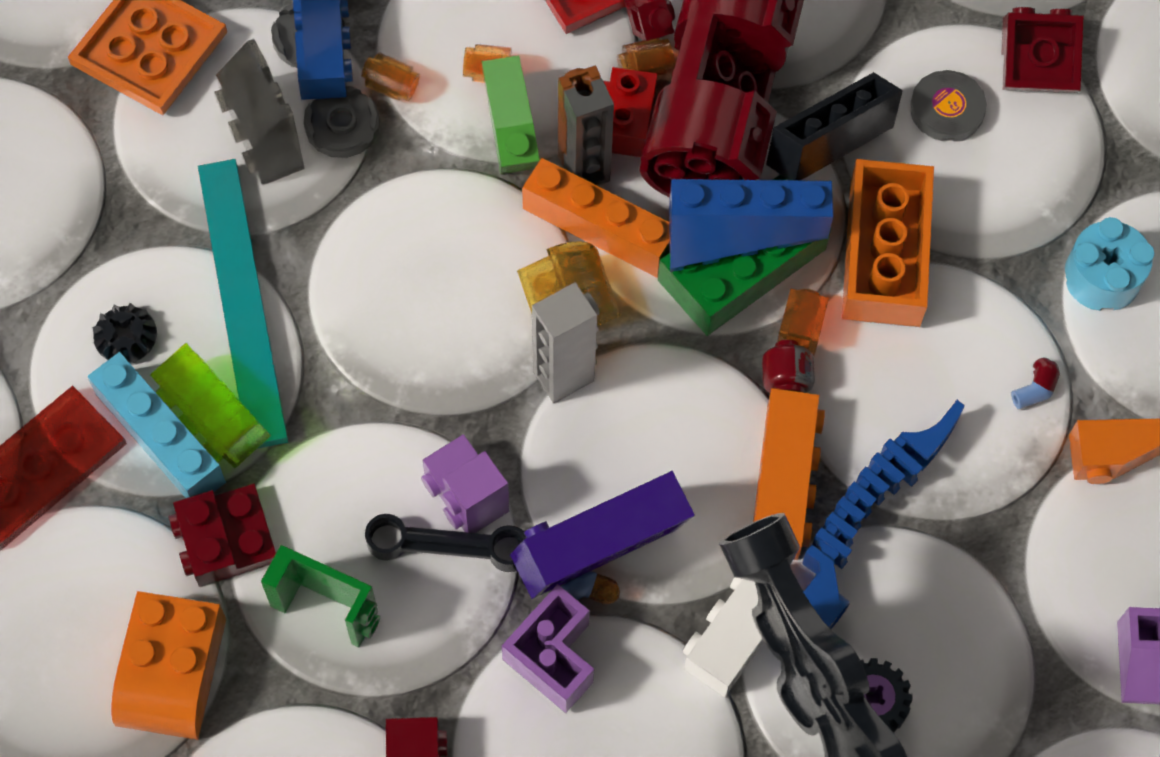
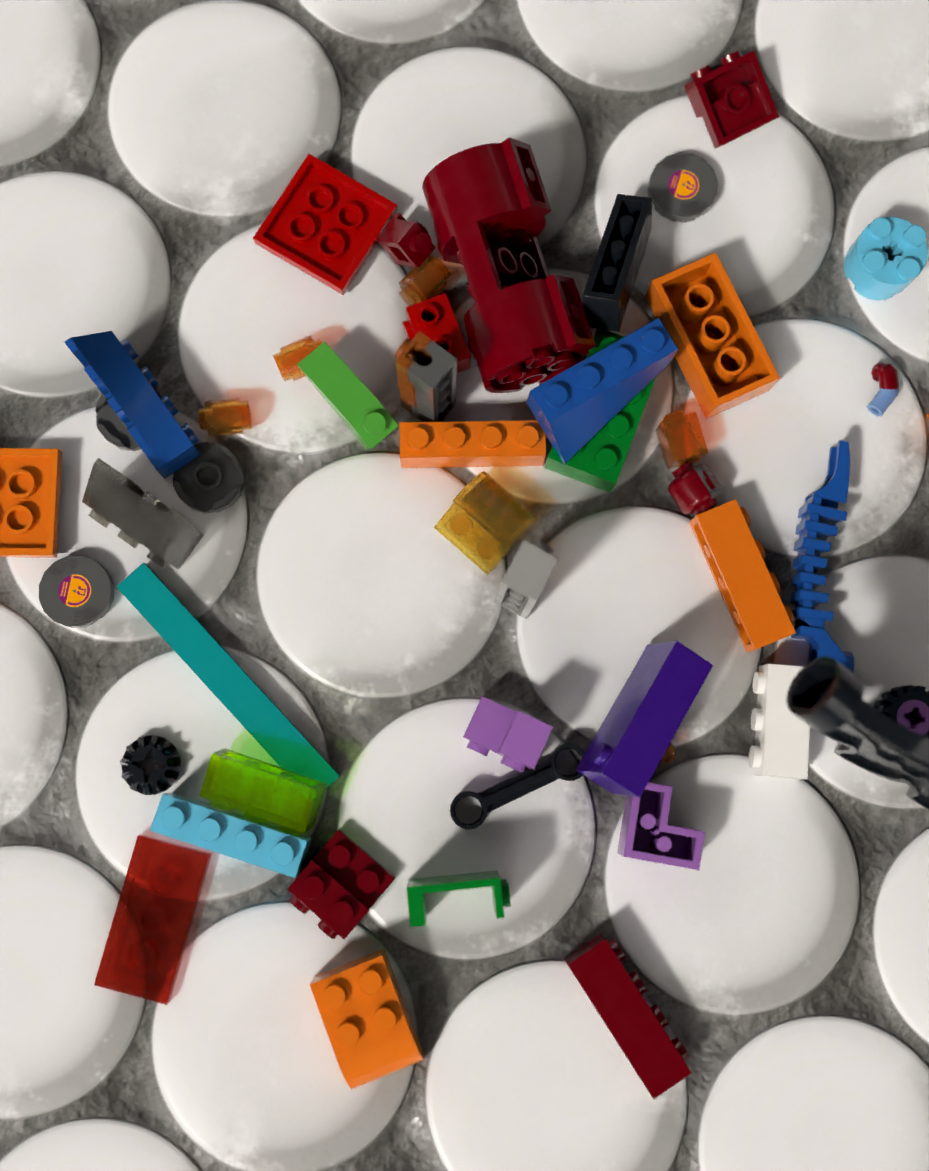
camera: 35 degrees left, 15 degrees up
(160, 152) = (76, 591): none -> dark grey tile

